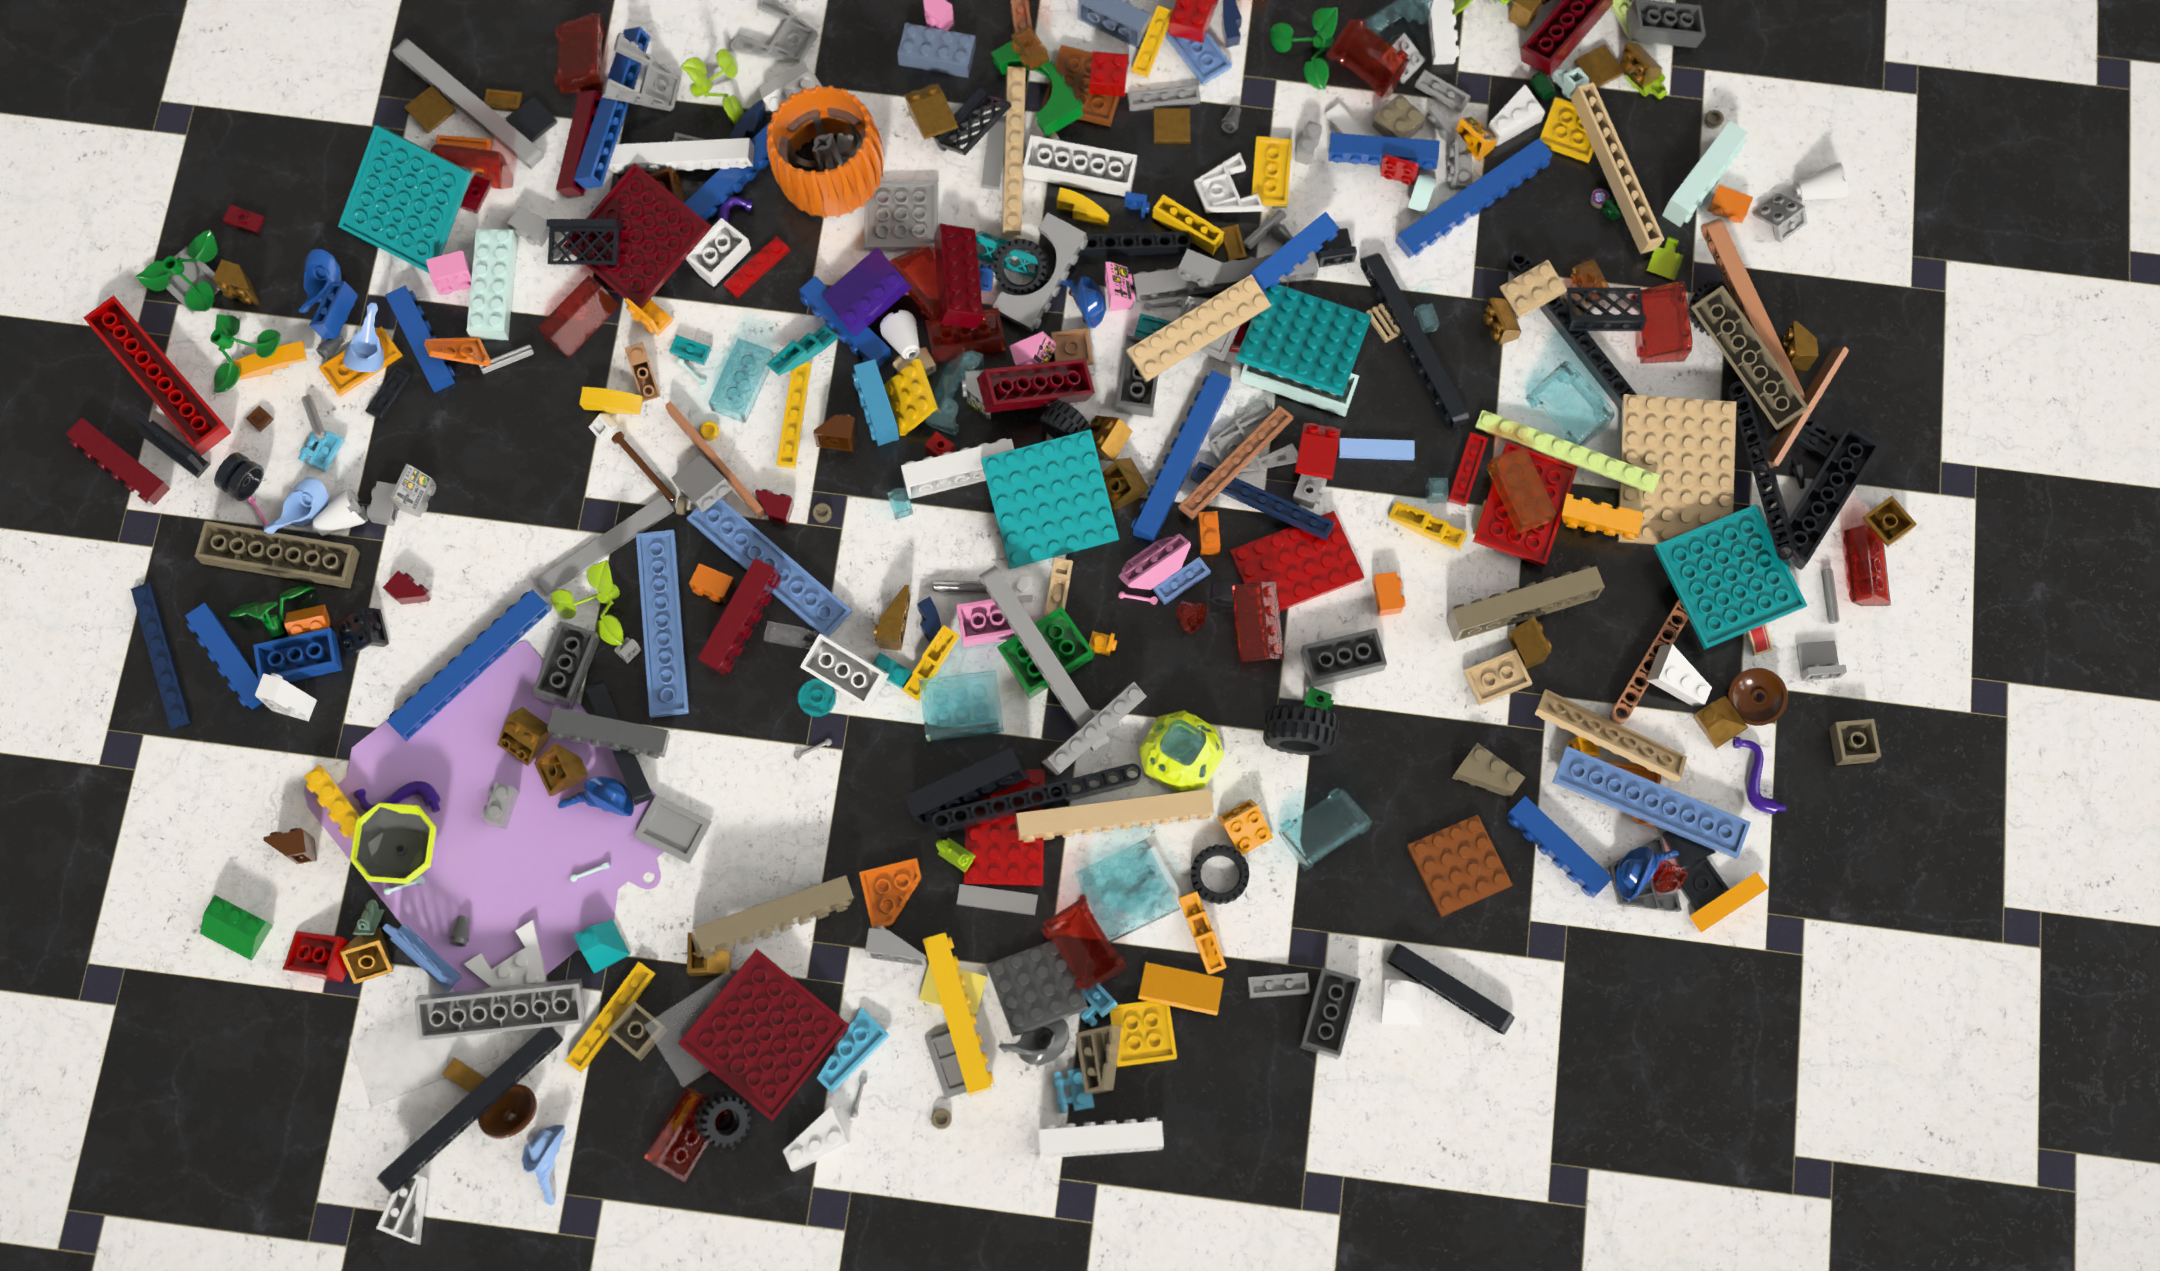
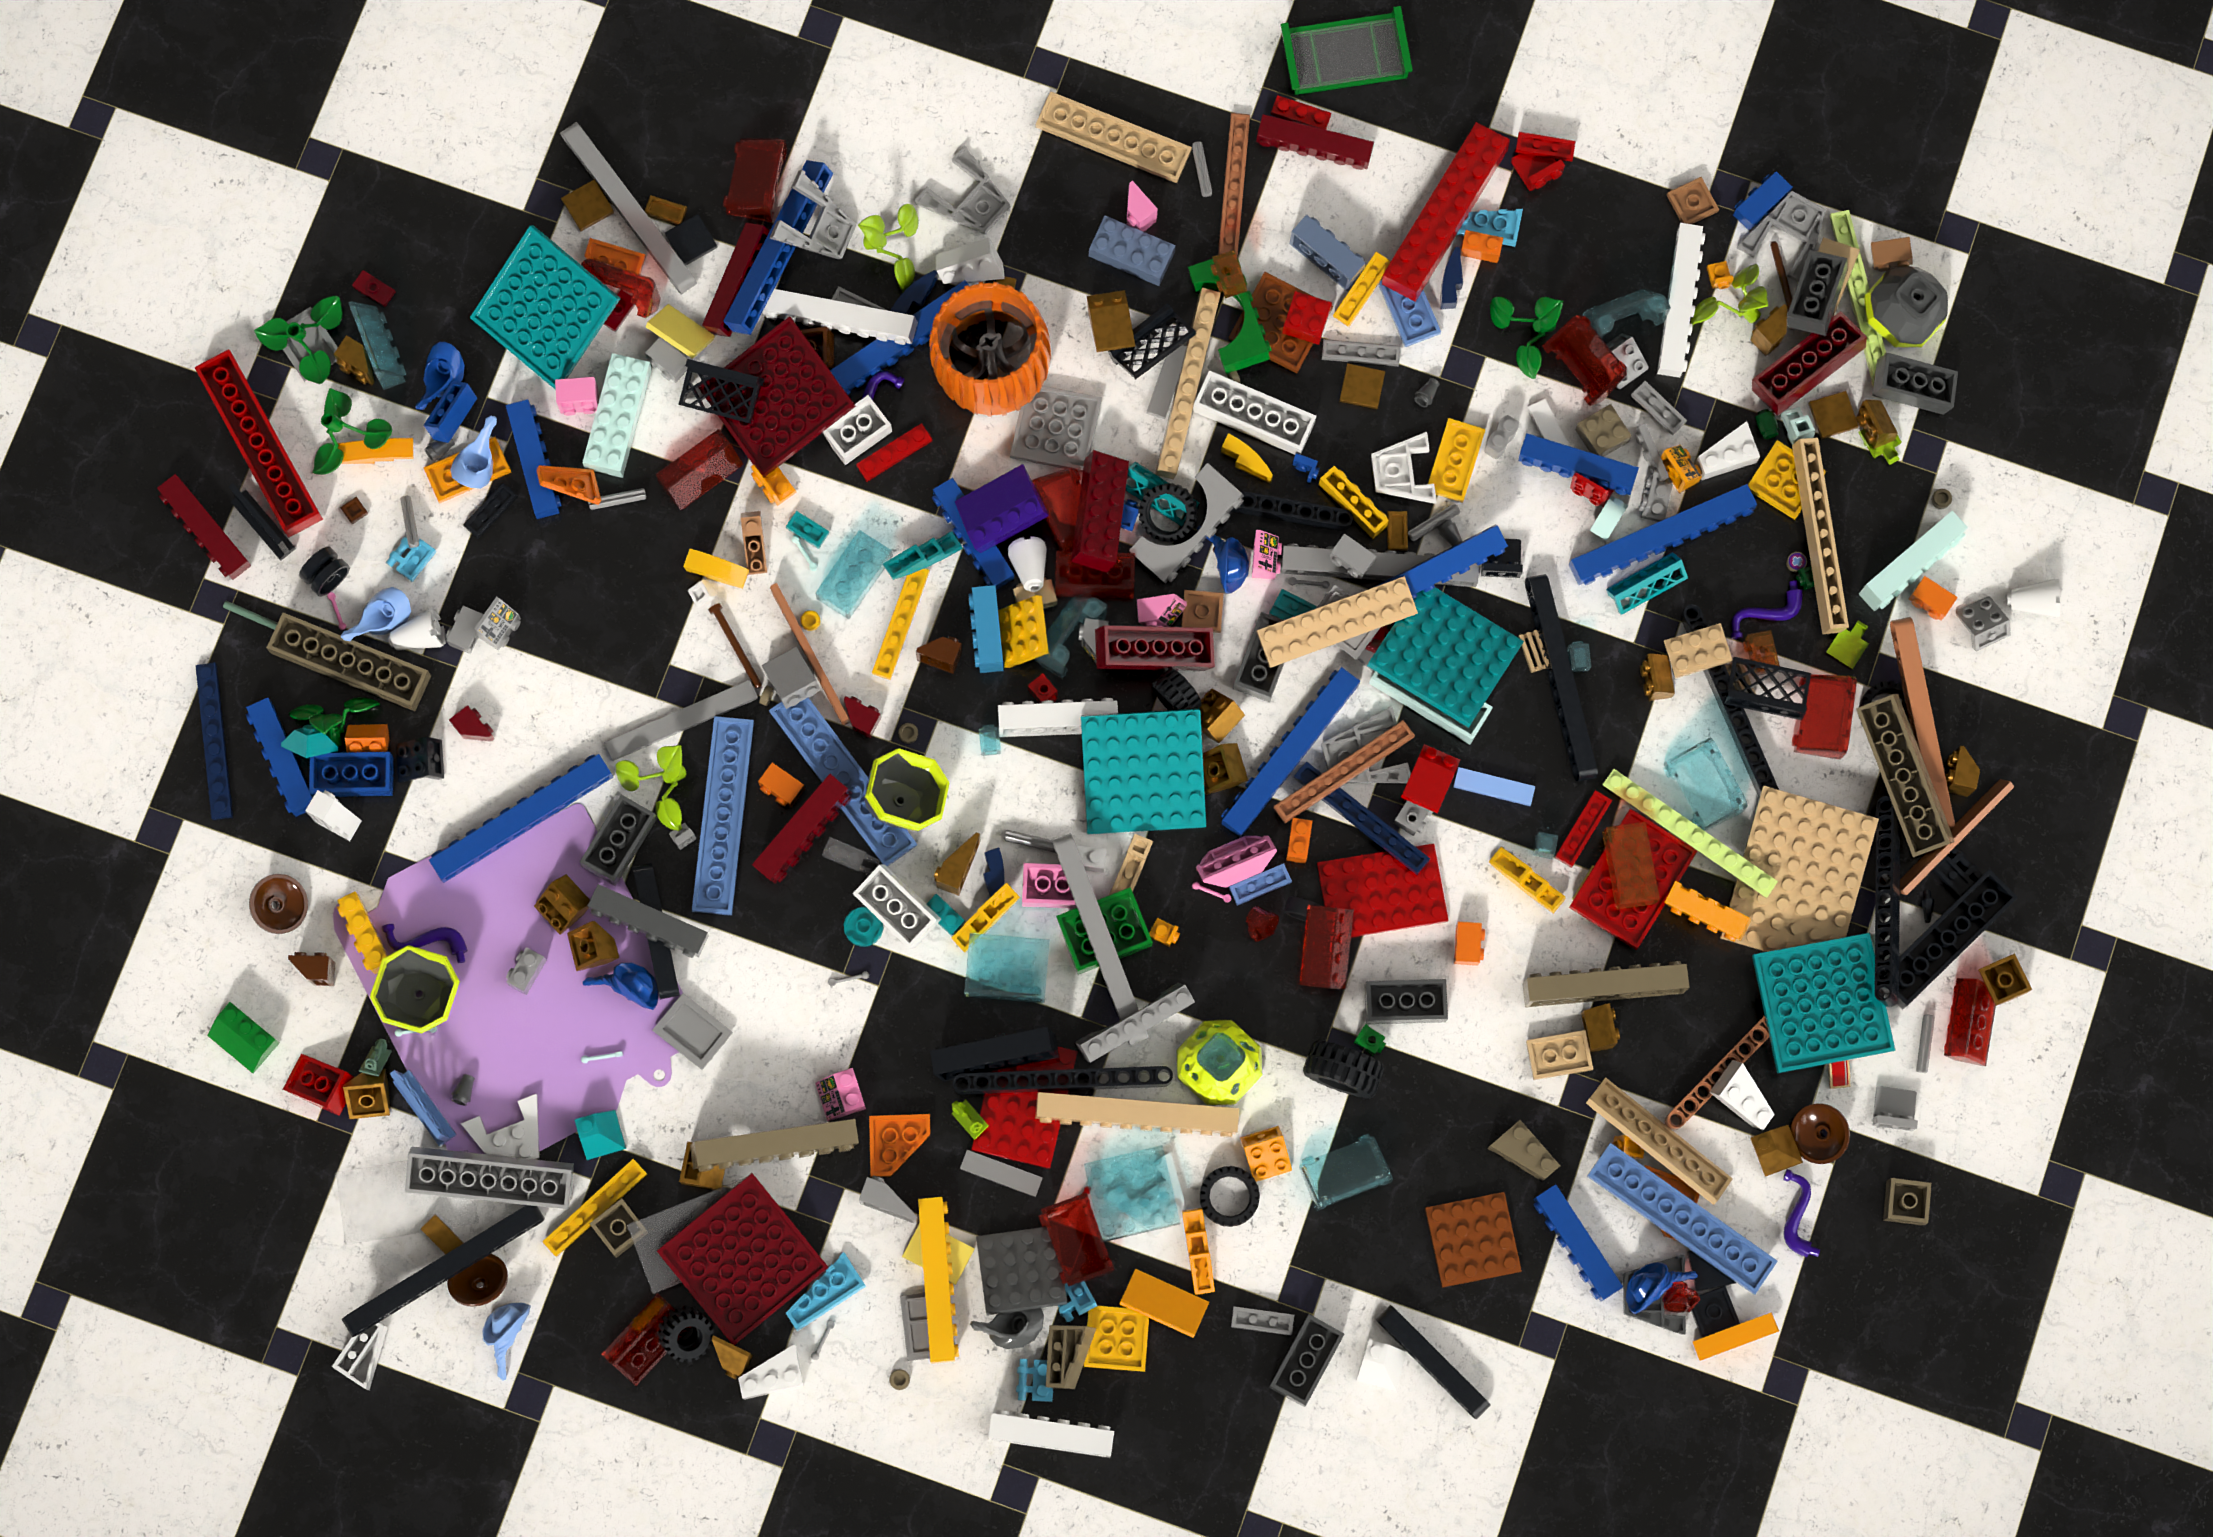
camera: 10 degrees right, 5 degrees up
(174, 532) = (250, 615): none -> sand green bar
(249, 633) = (309, 742): none -> teal slope
(254, 782) = (290, 902): none -> reddish brown dish
(255, 264) = (378, 344): none -> clear light blue slope
(536, 199) = (680, 331): none -> light yellow tile
(773, 1132) = (731, 1357): none -> pearl gold slope
(827, 857) = (840, 1094): none -> bright pink slope
(830, 552) = (914, 782): none -> dark grey rock
(1470, 236) = (1646, 579): none -> teal fence
(1607, 236) = (1793, 606): none -> dark purple animal

